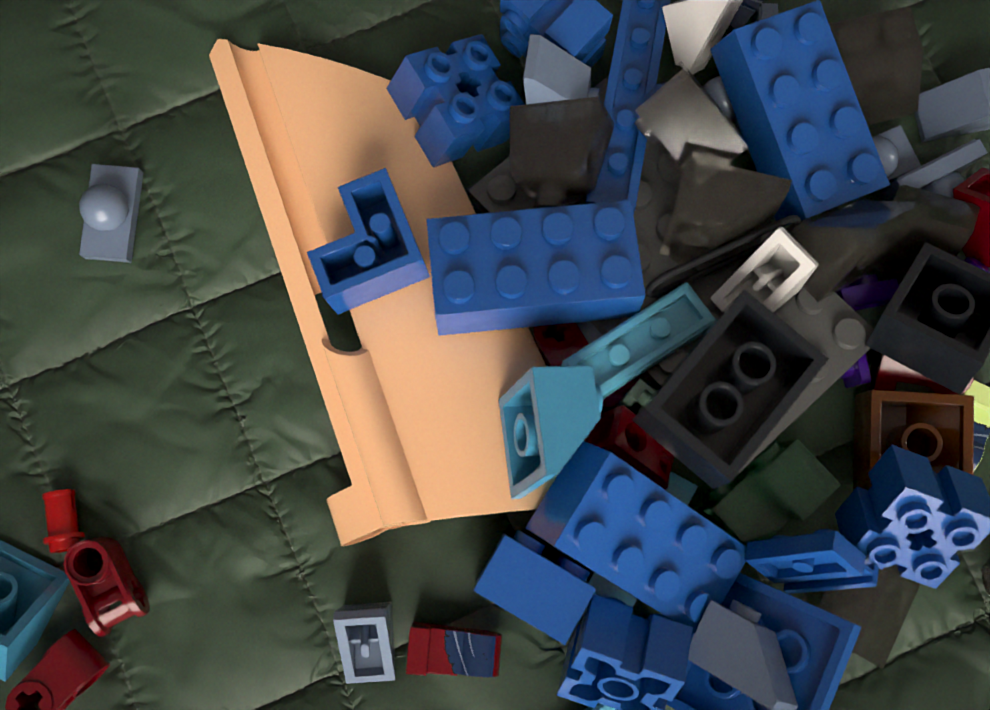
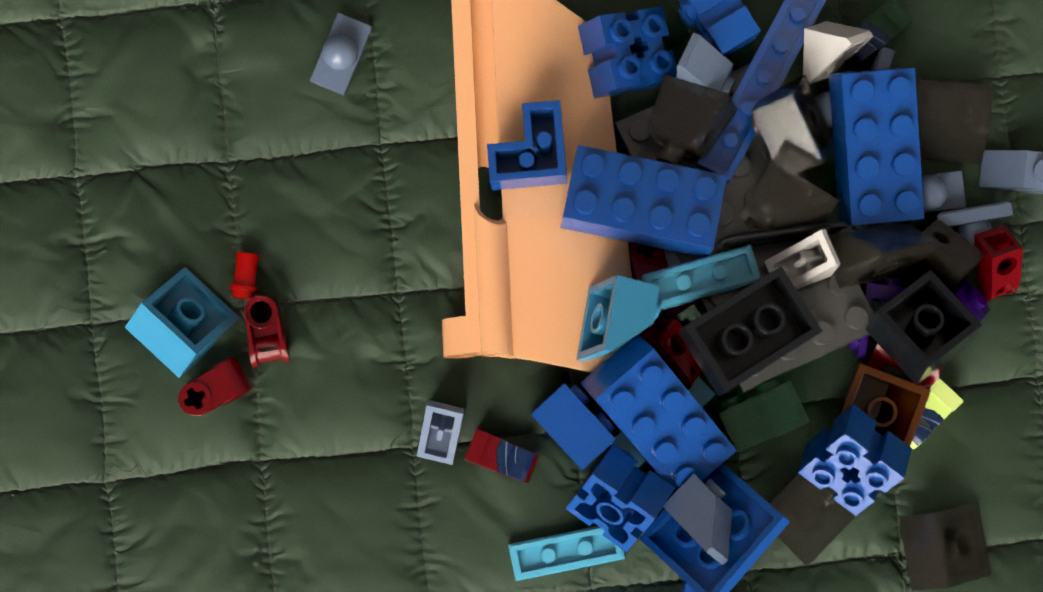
camera: 20 degrees right, 5 degrees up
(812, 562) = (772, 469): blue plate -> none

